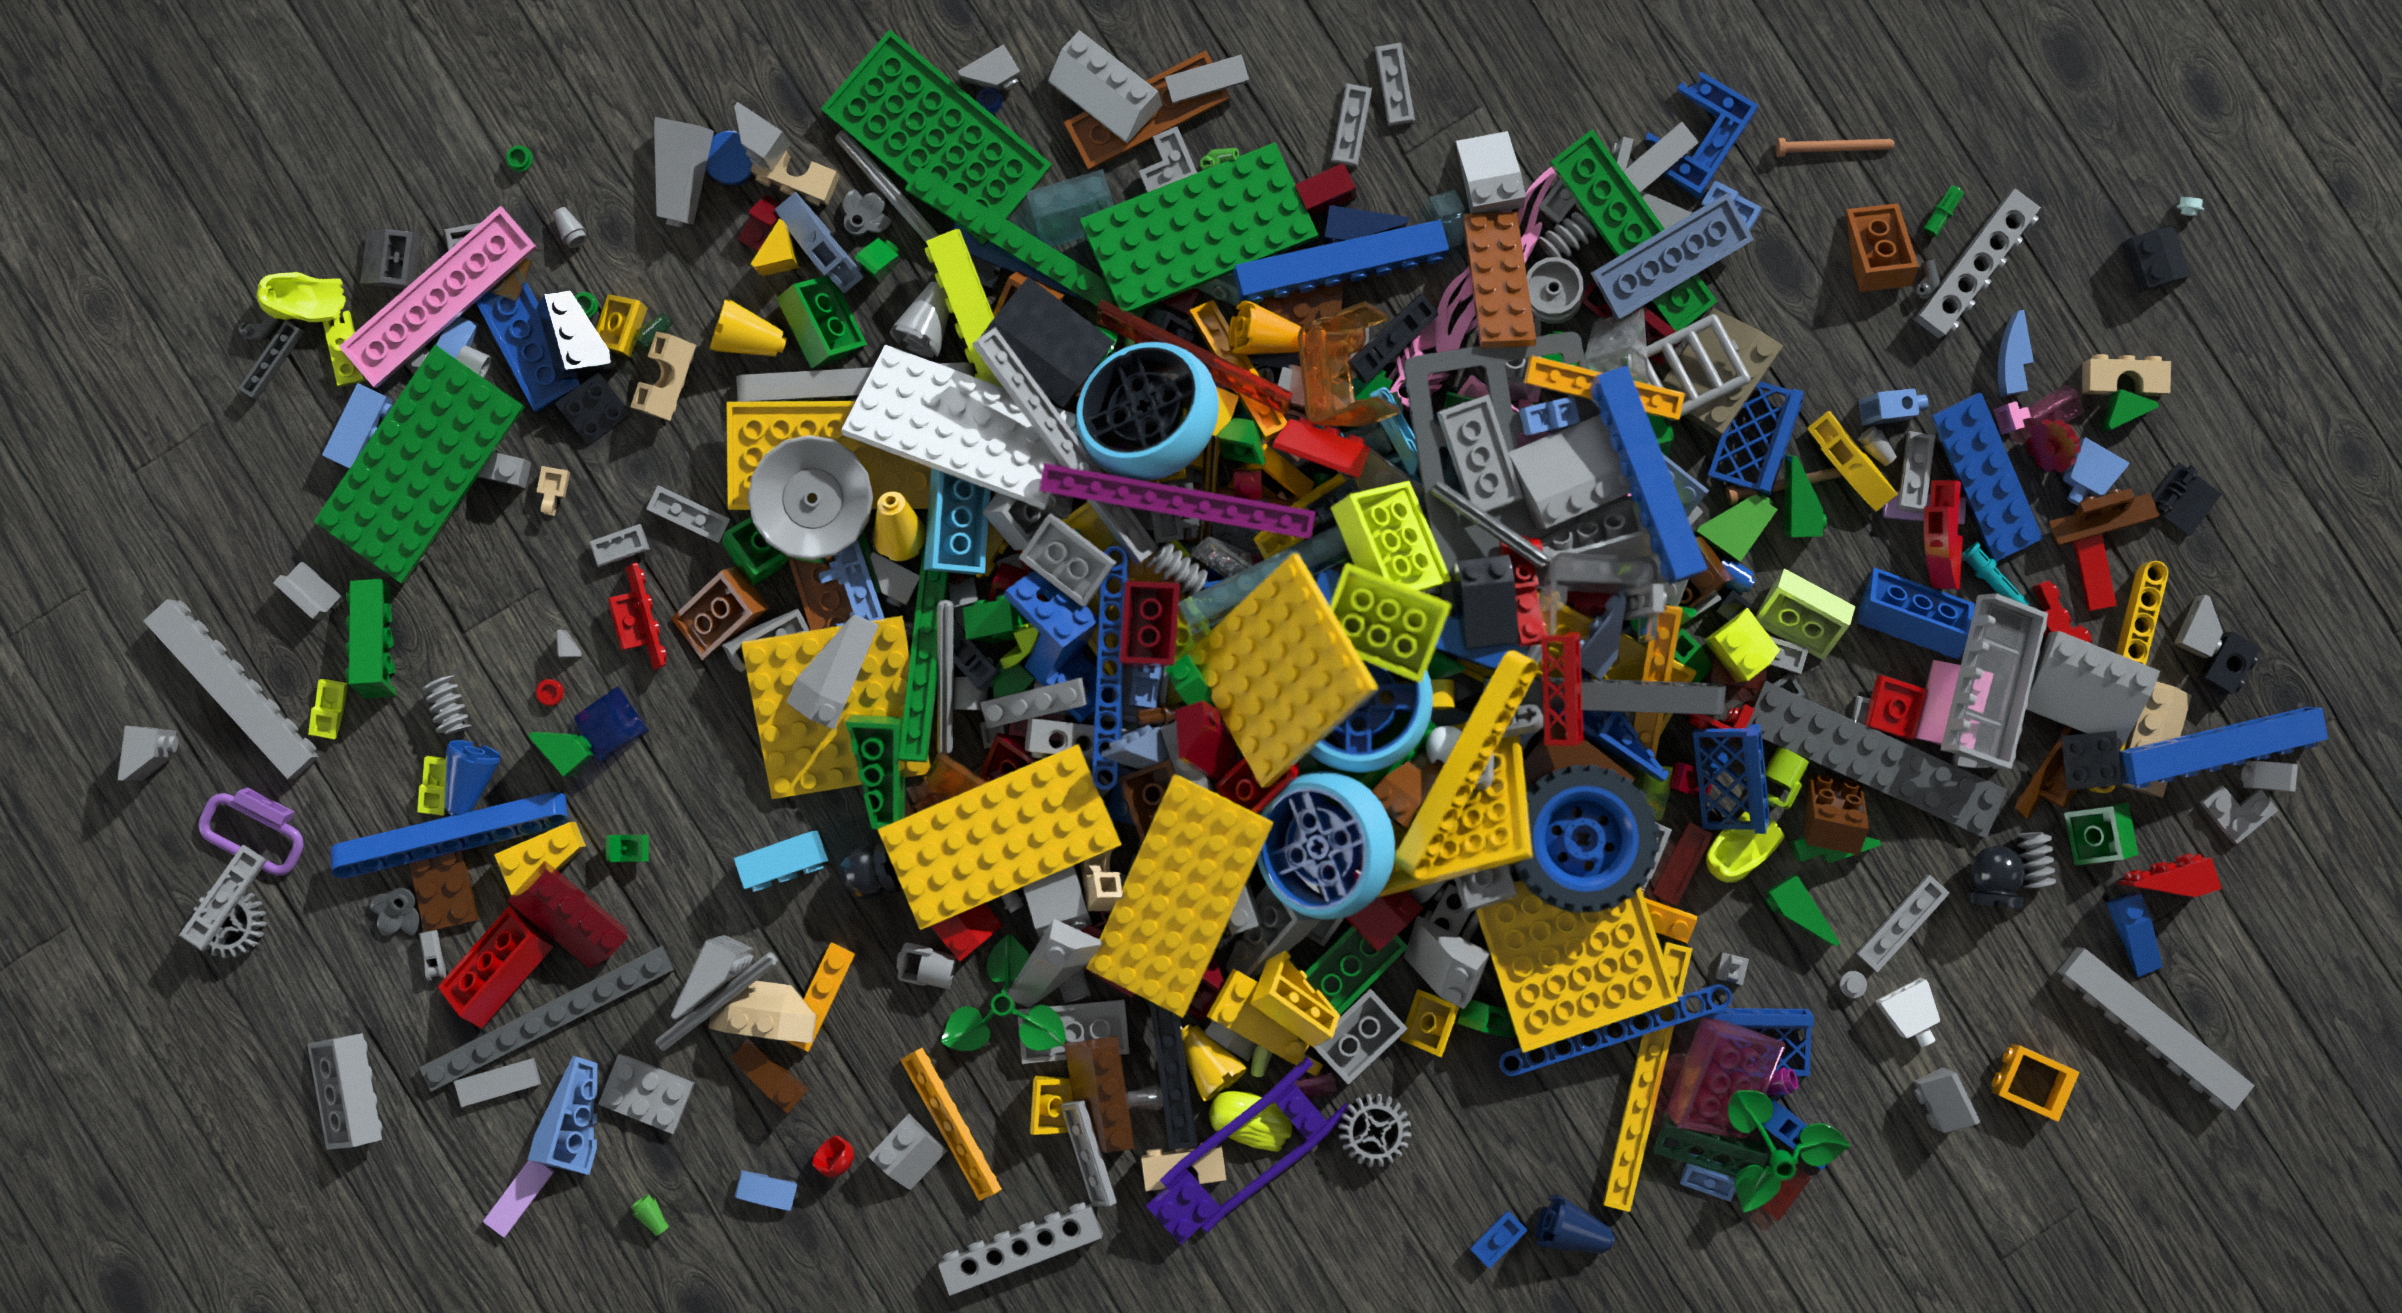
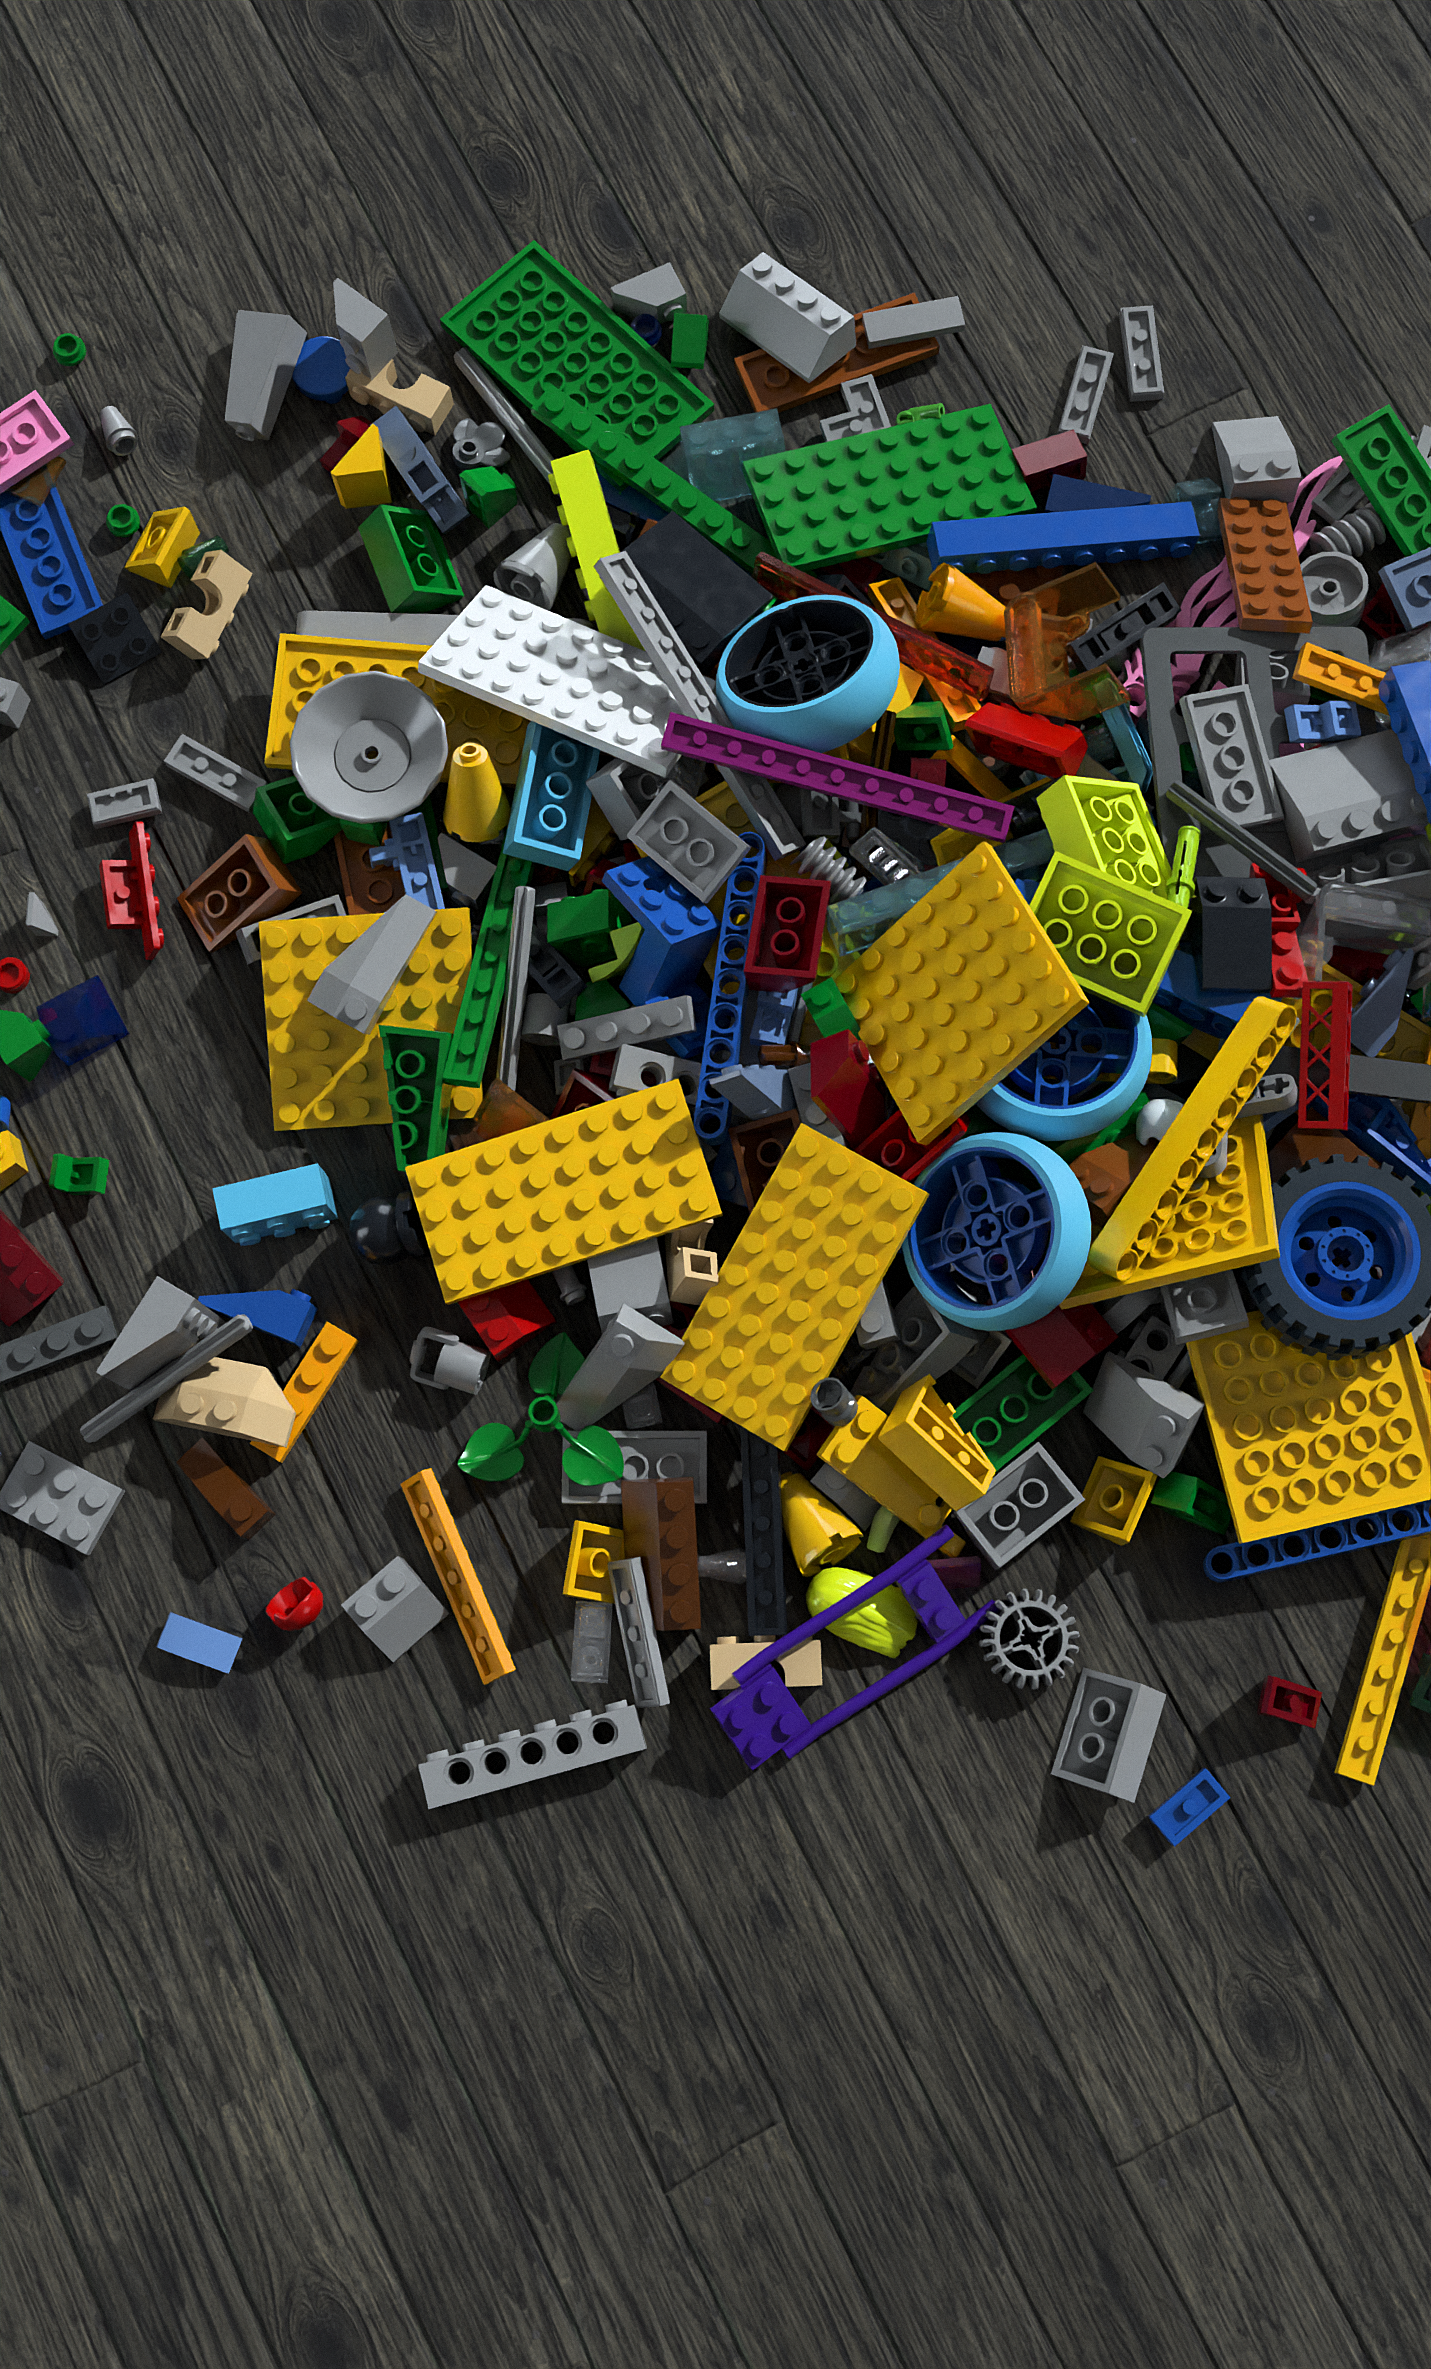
camera: 10 degrees right, 10 degrees down
(552, 484) = (50, 724): tan plate -> none
(572, 339) = (101, 551): wedge -> none
(649, 1213) = (39, 1660): bright green cone -> none
(745, 332) = (314, 563): yellow cone -> none
(790, 941) = (270, 1312): none -> blue slope
(1026, 110) = (689, 340): none -> green slope
(1054, 1162) = (591, 1642): none -> clear slope
(1211, 979) = (834, 1402): none -> dark grey wheel
(1437, 1193) = (1108, 1734): none -> light grey slope
(1445, 567) = (1181, 885): none -> lime pin
(1566, 1158) = (1289, 1701): none -> dark red slope
(1571, 1228) = (1292, 1800): dark blue cone -> none

